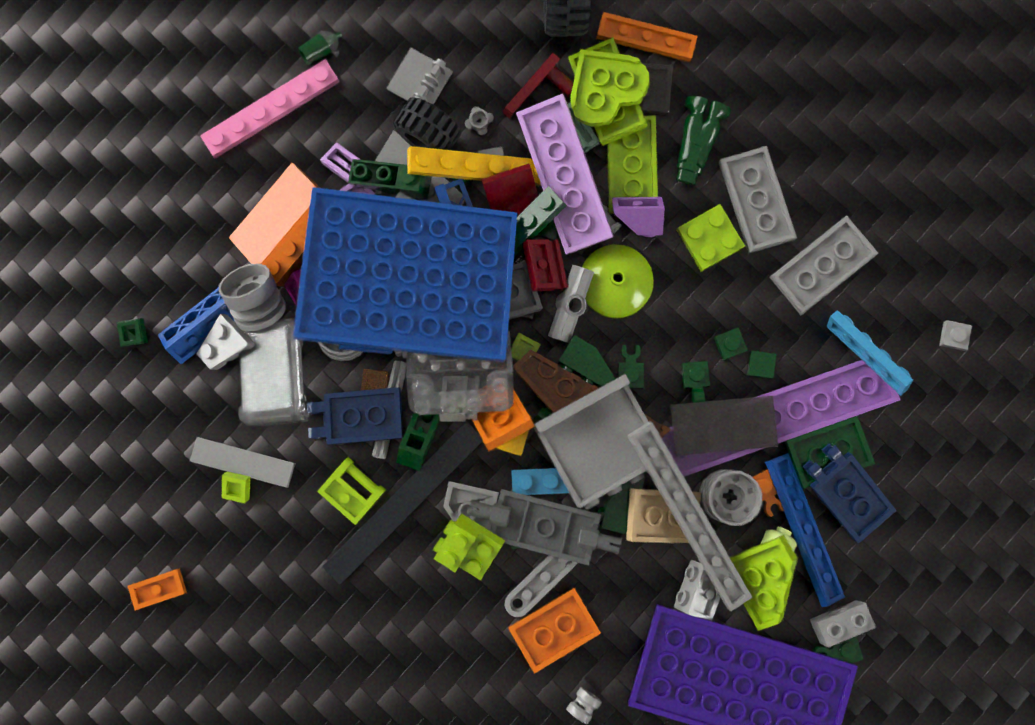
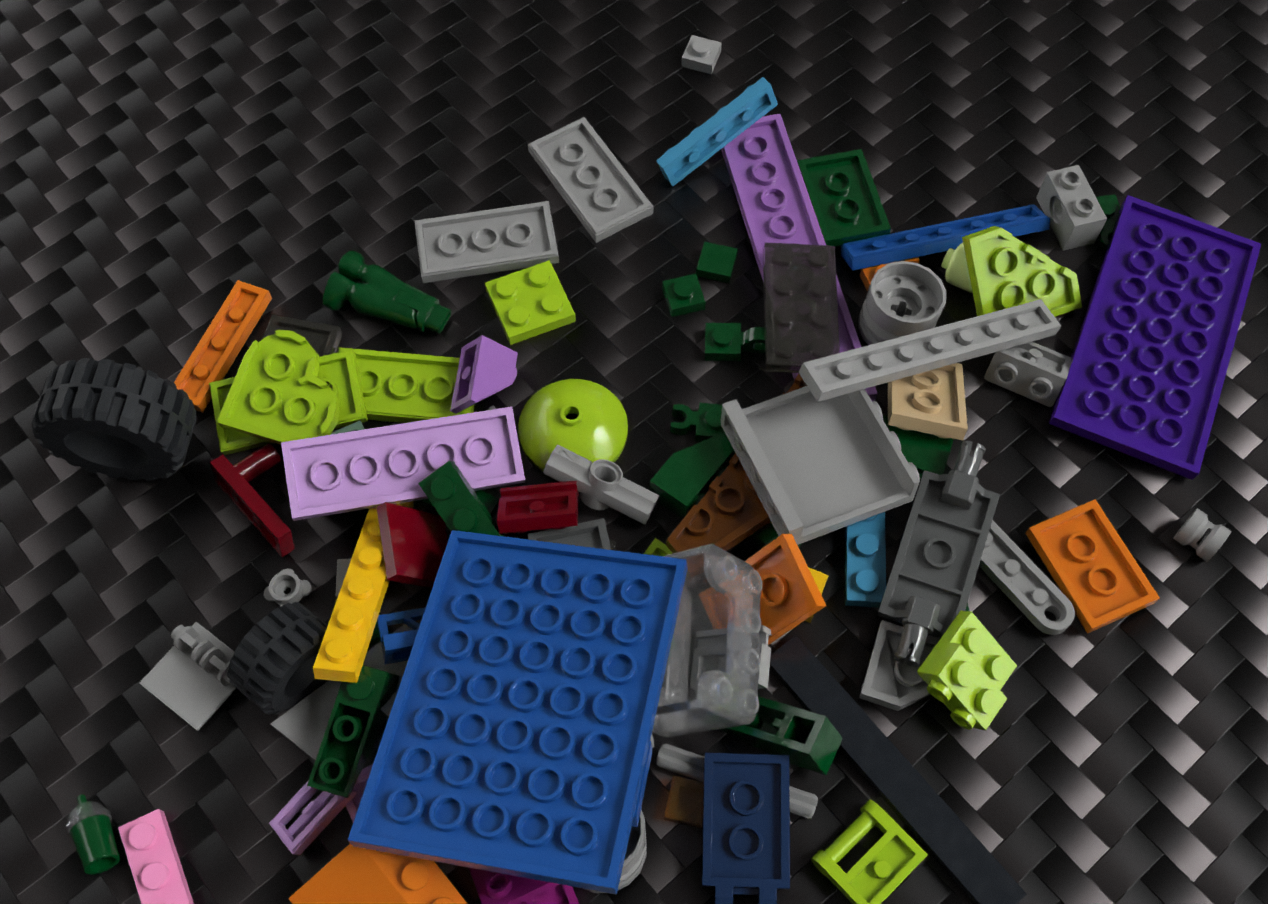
camera: 80 degrees left, 20 degrees down
(849, 493) = (898, 180): dark blue tile -> none

